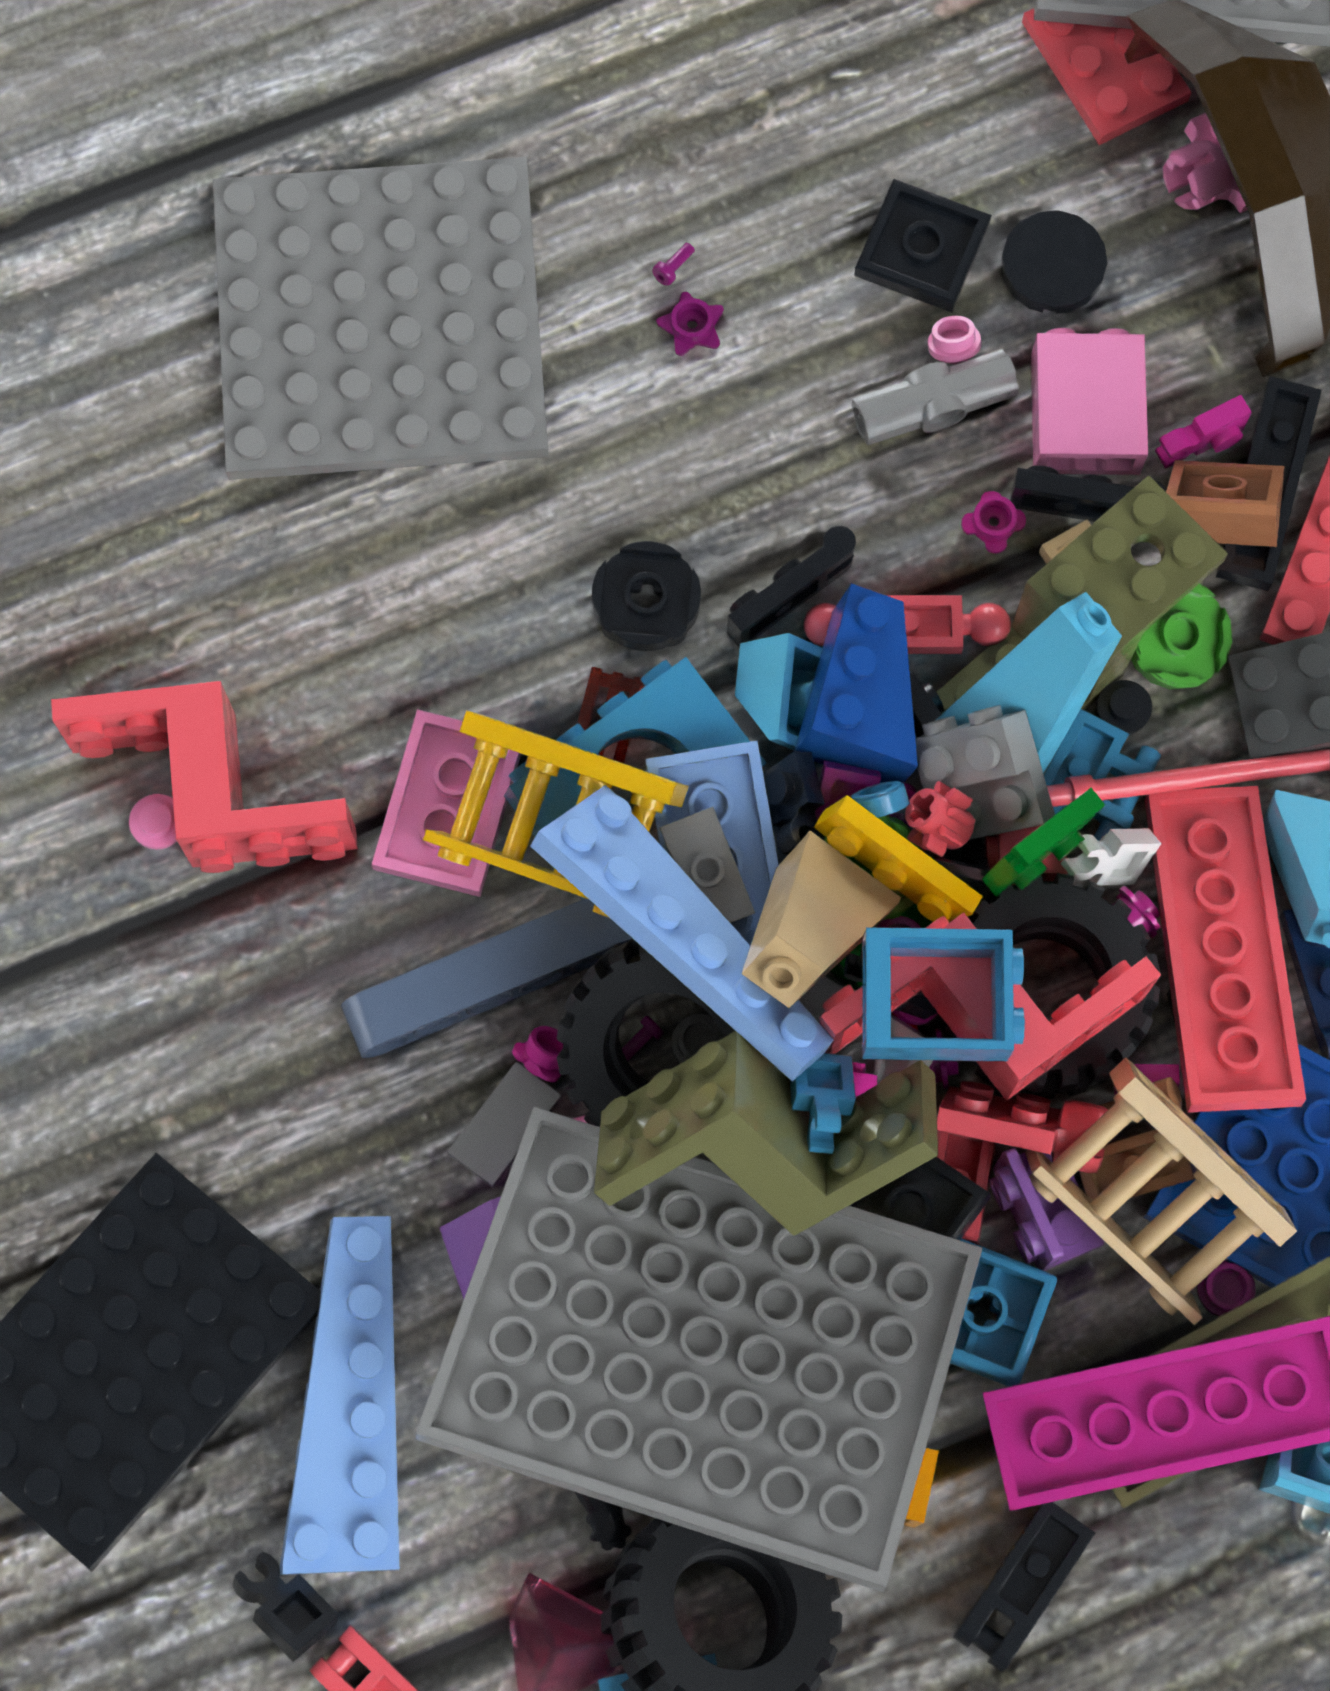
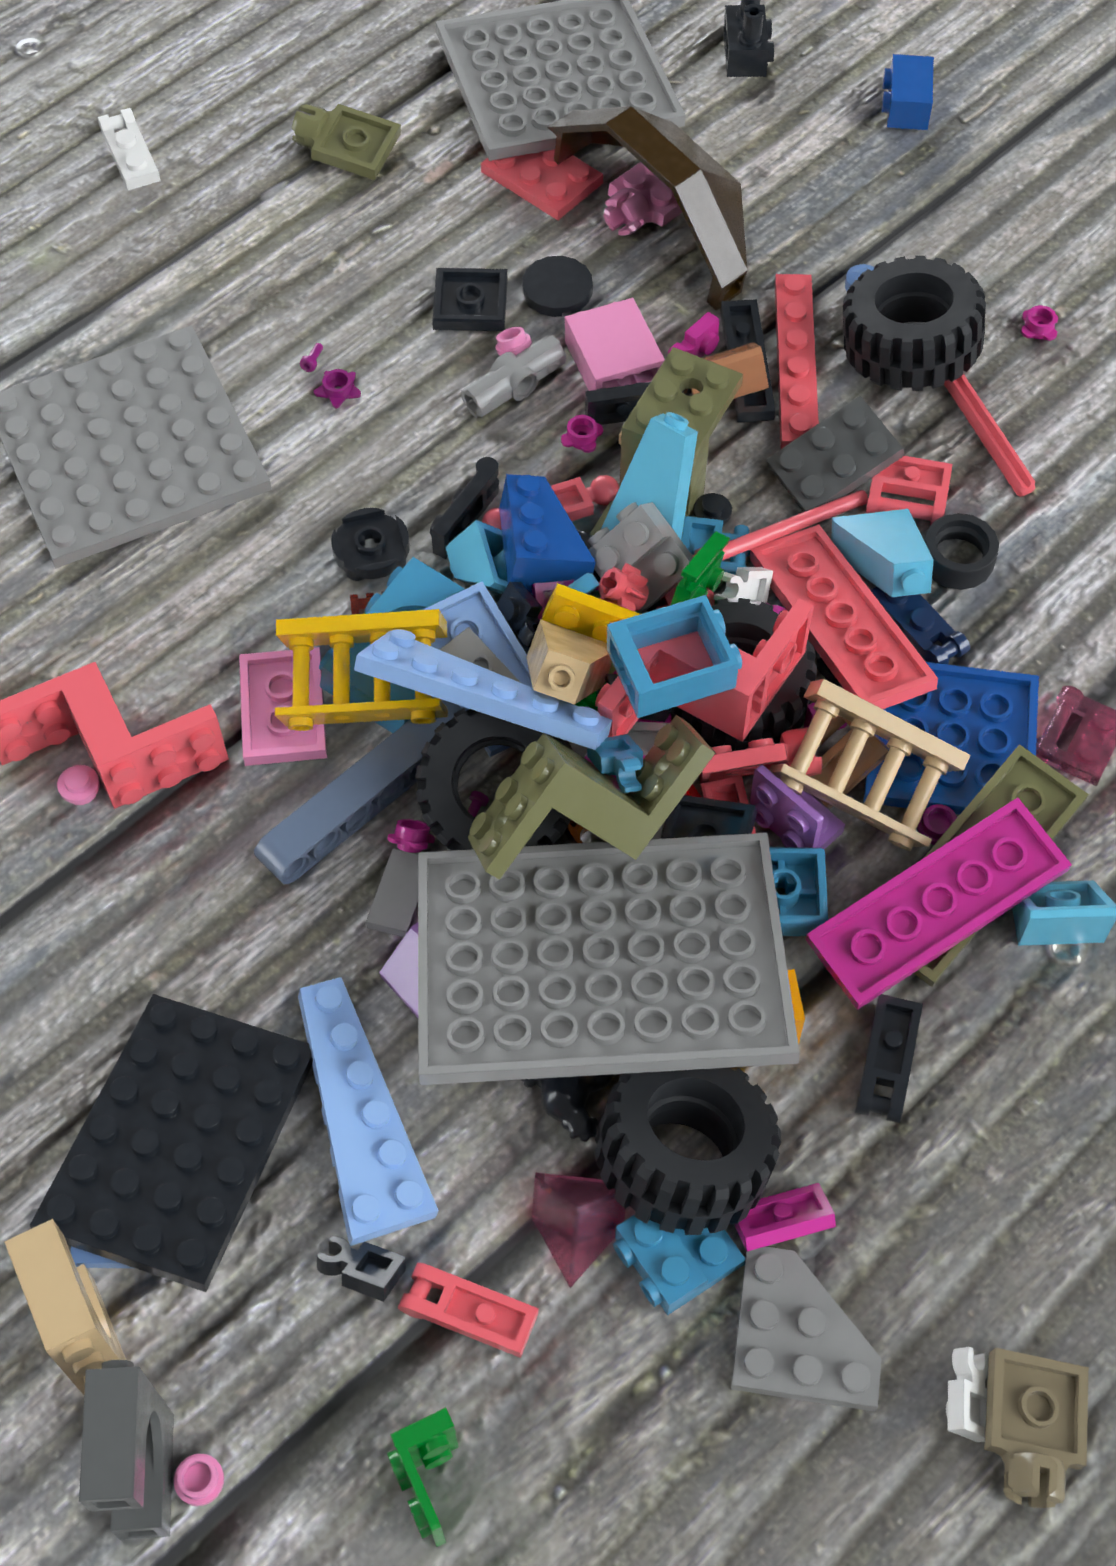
camera: 20 degrees left, 15 degrees down
(1185, 642) = (734, 459): bright green tile -> none

